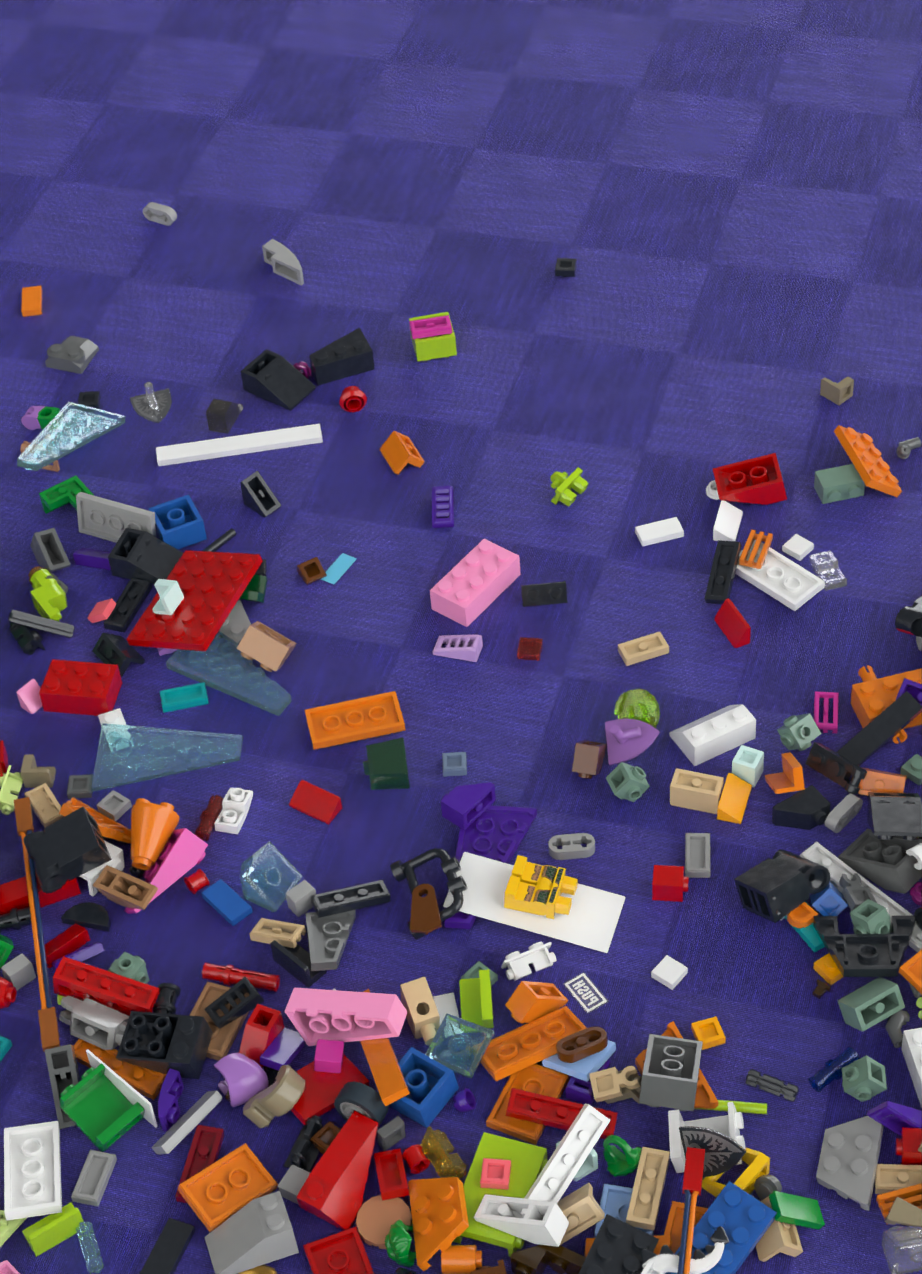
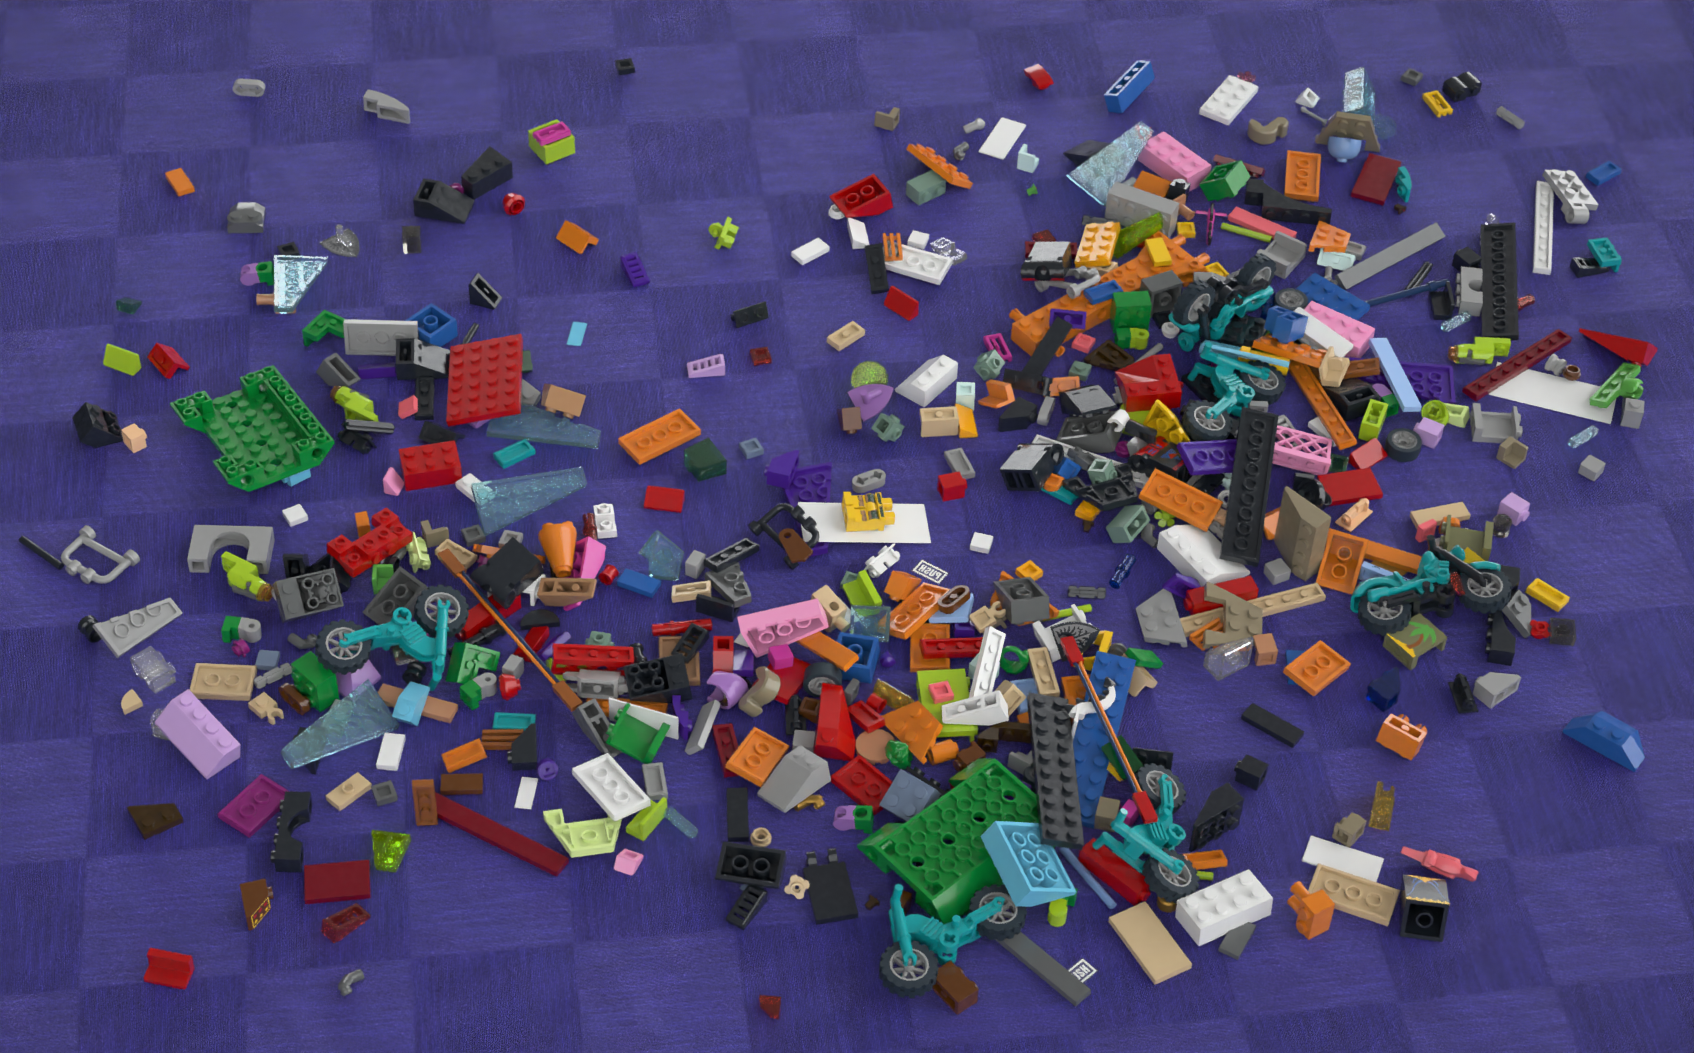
camera: 30 degrees left, 0 degrees up
(170, 596) = (467, 381): light aqua panel -> none
(239, 444) = (438, 259): white tile -> none
(311, 570) = (558, 339): reddish brown slope -> none
(475, 582) = (694, 318): bright pink brick -> none
(864, 1078) = (1146, 570): sand green brick -> none

